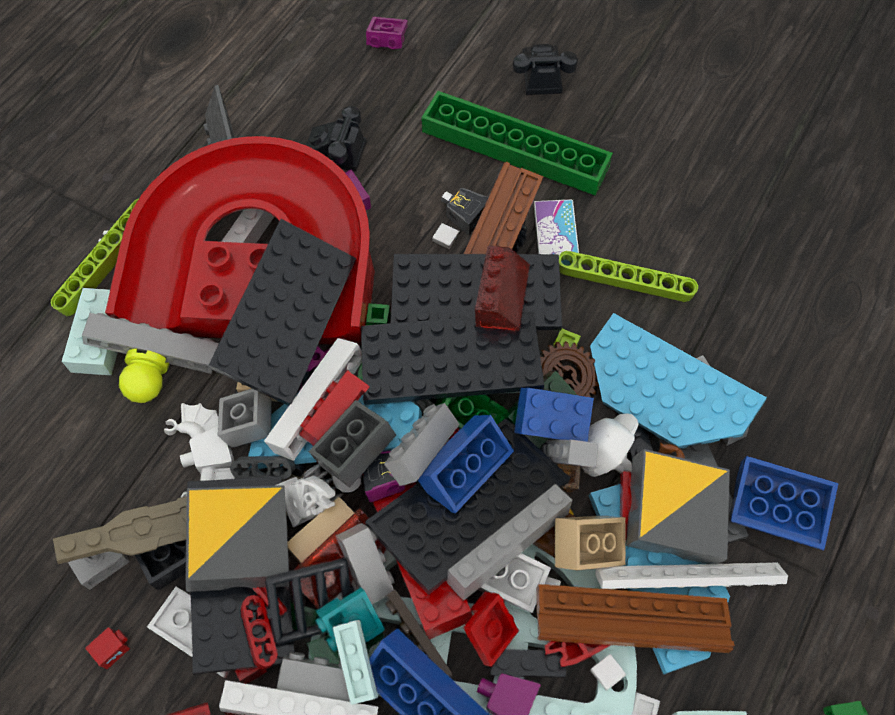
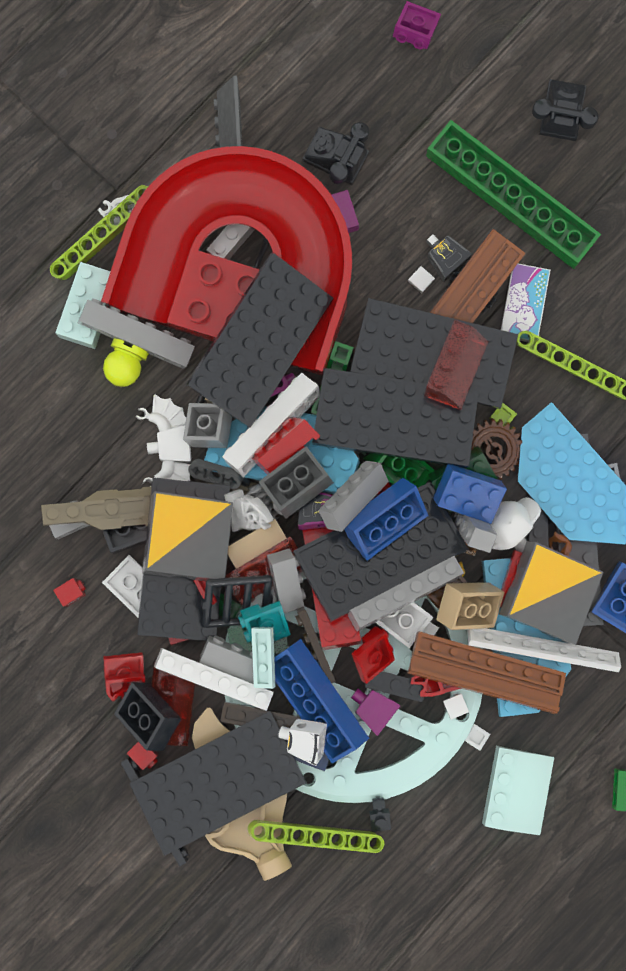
camera: 10 degrees right, 20 degrees up
(264, 622) = (195, 599): red beam -> none

